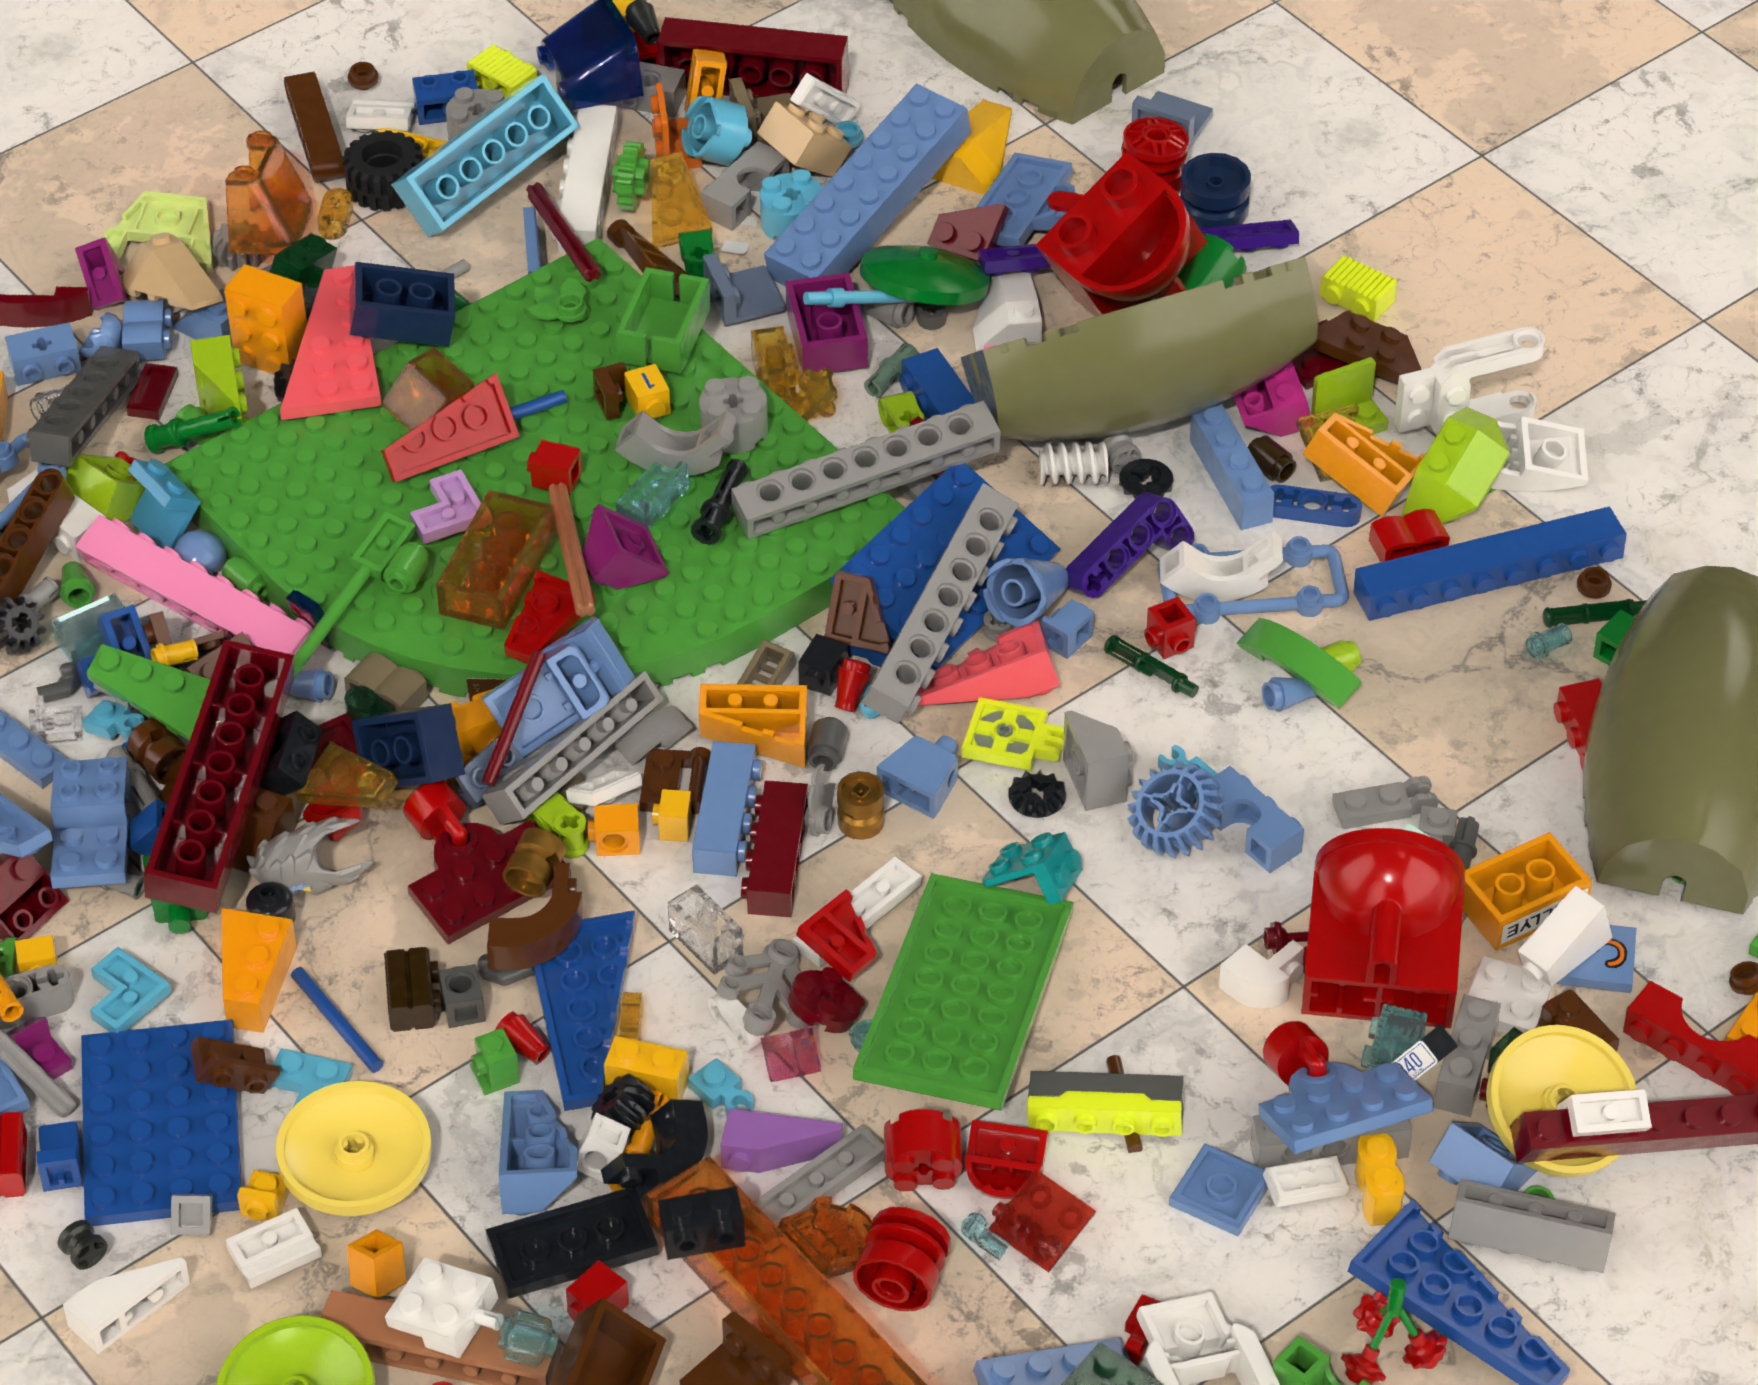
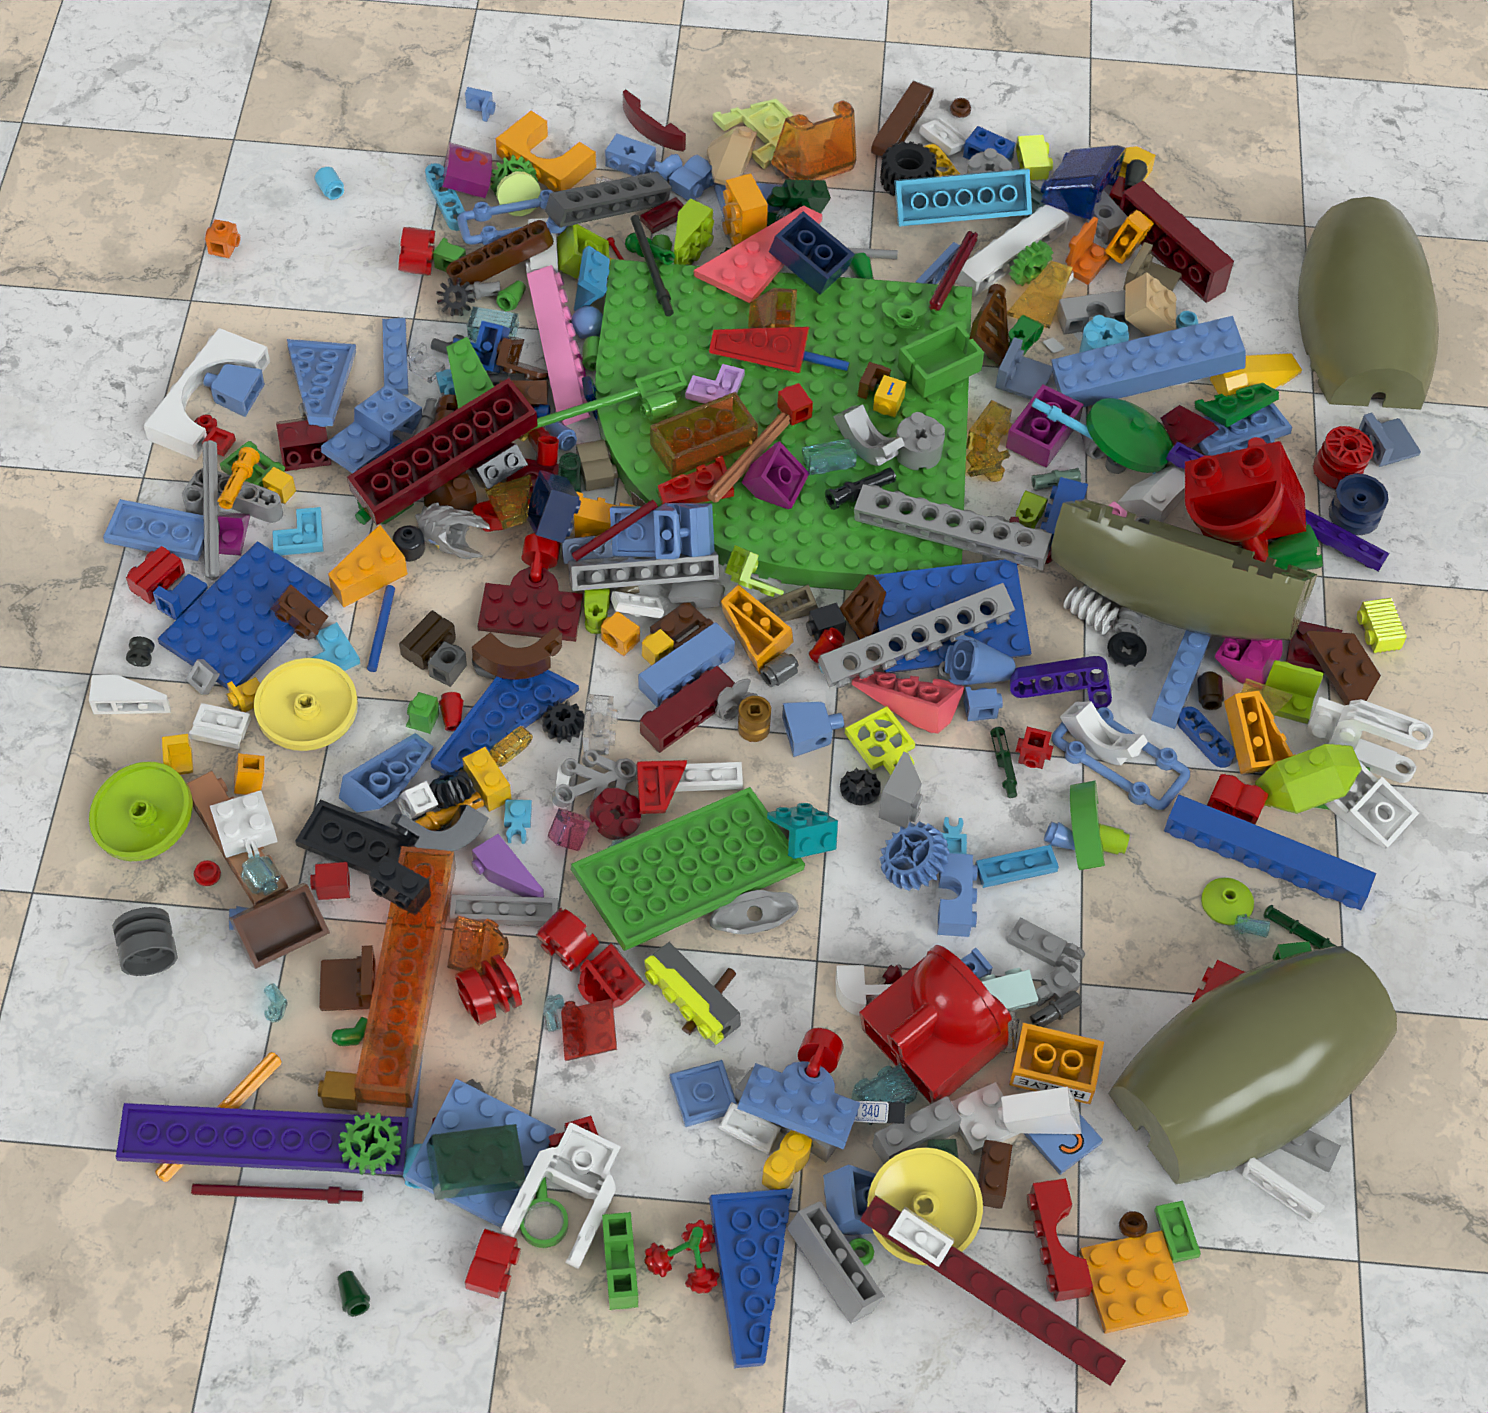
camera: 40 degrees right, 10 degrees up
(101, 273) = (703, 127): magenta slope -> none
(175, 653) = (500, 368): yellow pin -> none
(252, 1307) = (178, 753): none -> yellow panel
(272, 458) = (662, 294): none -> pearl dark grey bar
(316, 703) = (545, 446): none -> red piece
(340, 215) = (861, 178): clear yellow beam -> none
(533, 862) = (552, 616): pearl gold wheel -> none
(659, 957) = (563, 721): none -> black gear
(691, 661) = (742, 565): none -> lime bracket
(715, 130) = (1105, 267): medium azure brick -> none
(825, 100) = (1184, 291): white tile -> none
(997, 177) = (1235, 407): none -> green wing
(1093, 968) = (775, 909): none -> light grey piece
(1277, 748) = (1016, 866): none -> dark azure plate
(1497, 638) = (1220, 907): none -> lime dish
(1594, 582) = (1323, 907): reddish brown plate -> none

